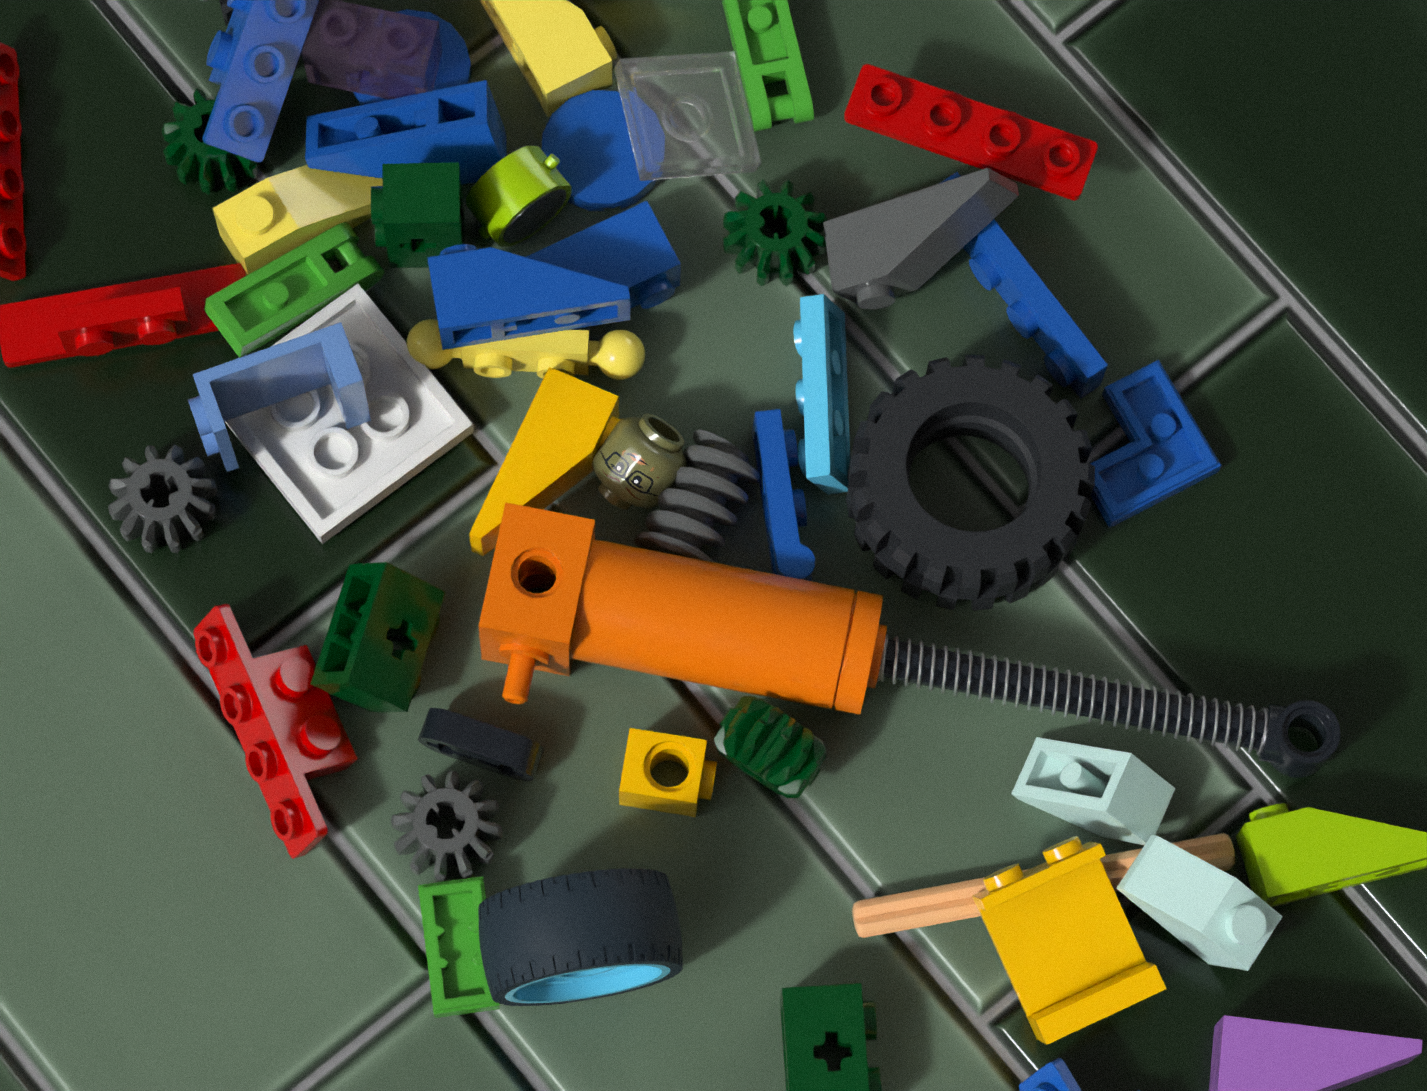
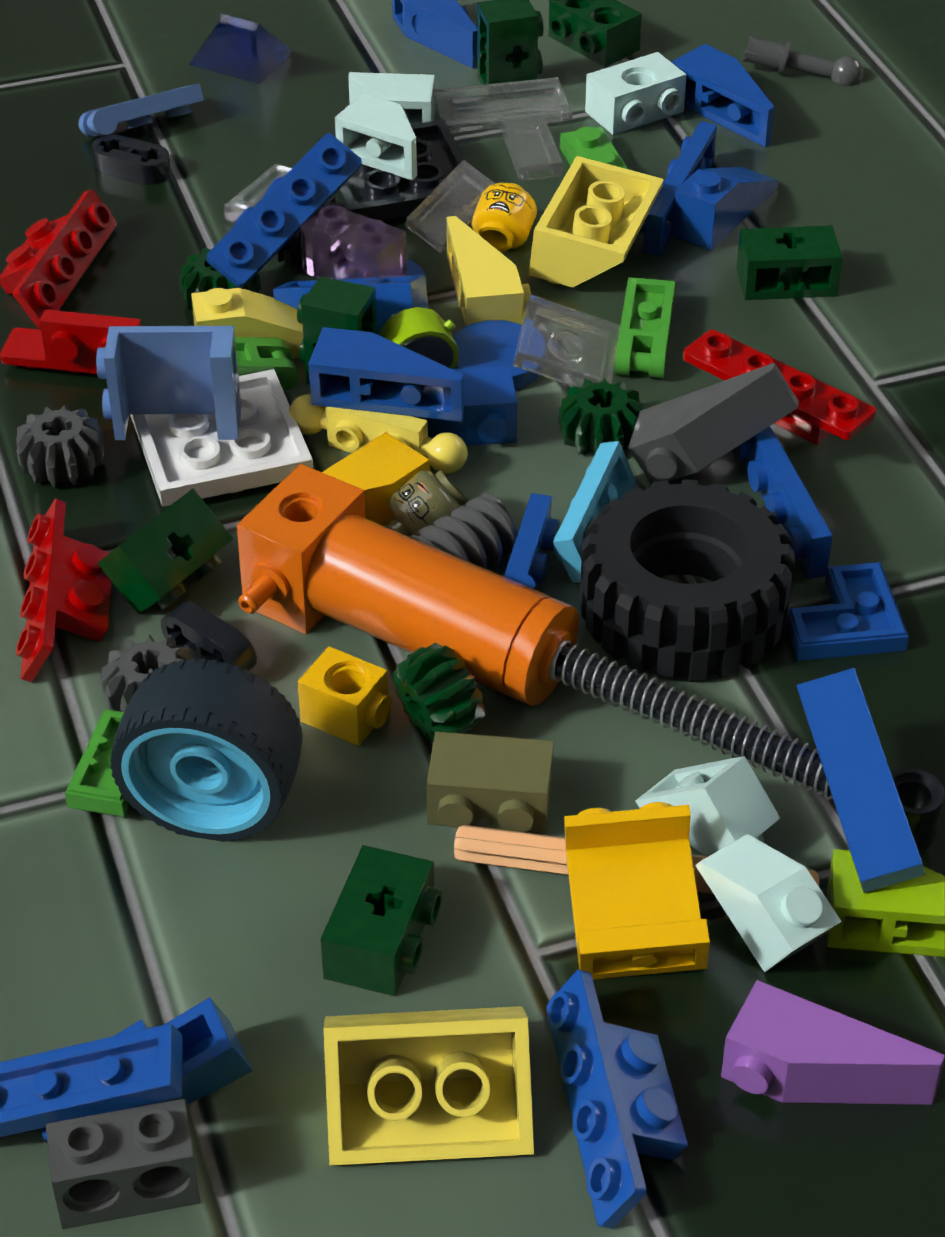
camera: 25 degrees right, 30 degrees down
(865, 840) = (490, 782): none -> olive piece
(1252, 741) = (860, 781): none -> blue tile

